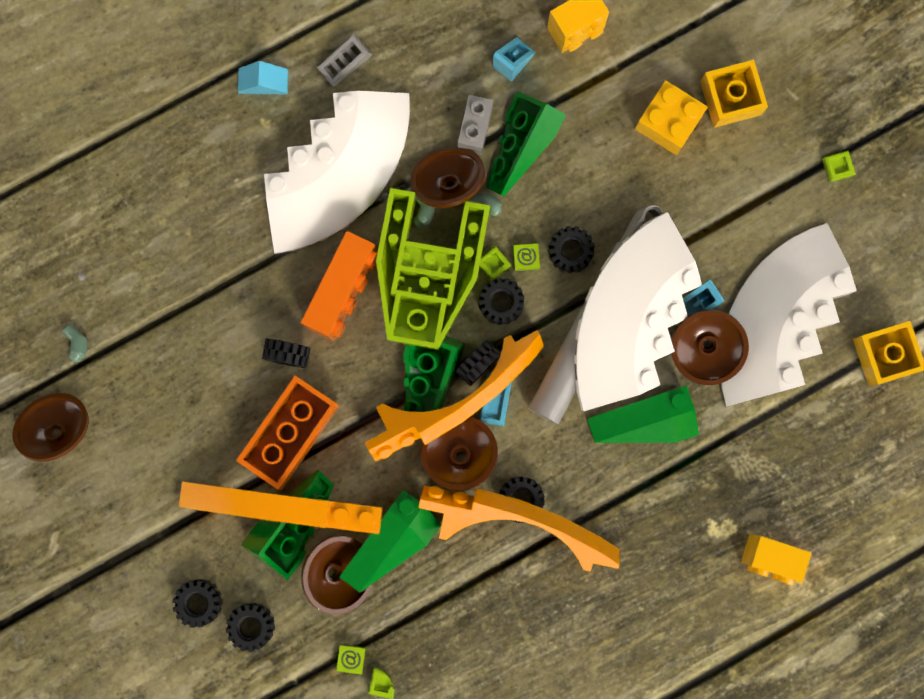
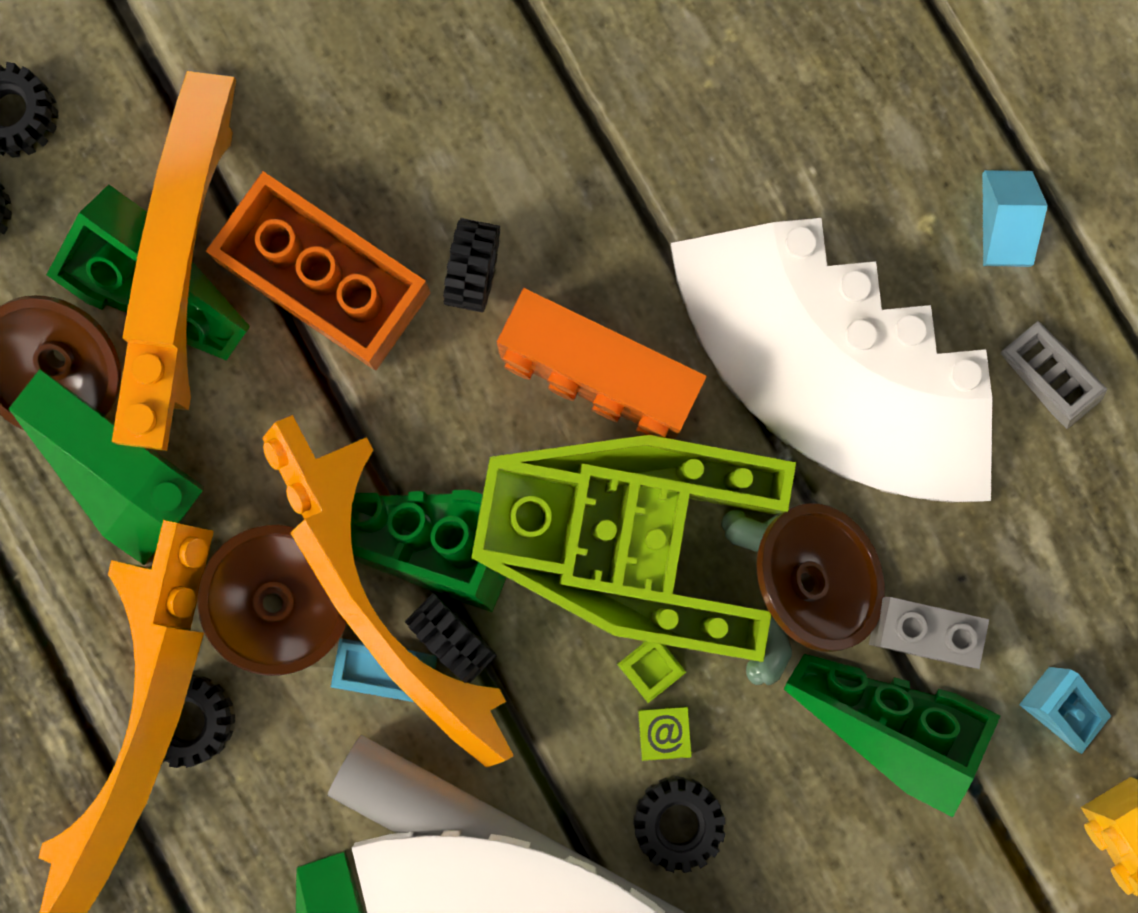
camera: 85 degrees right, 0 degrees up
(490, 290) = (568, 713): black tyre -> none

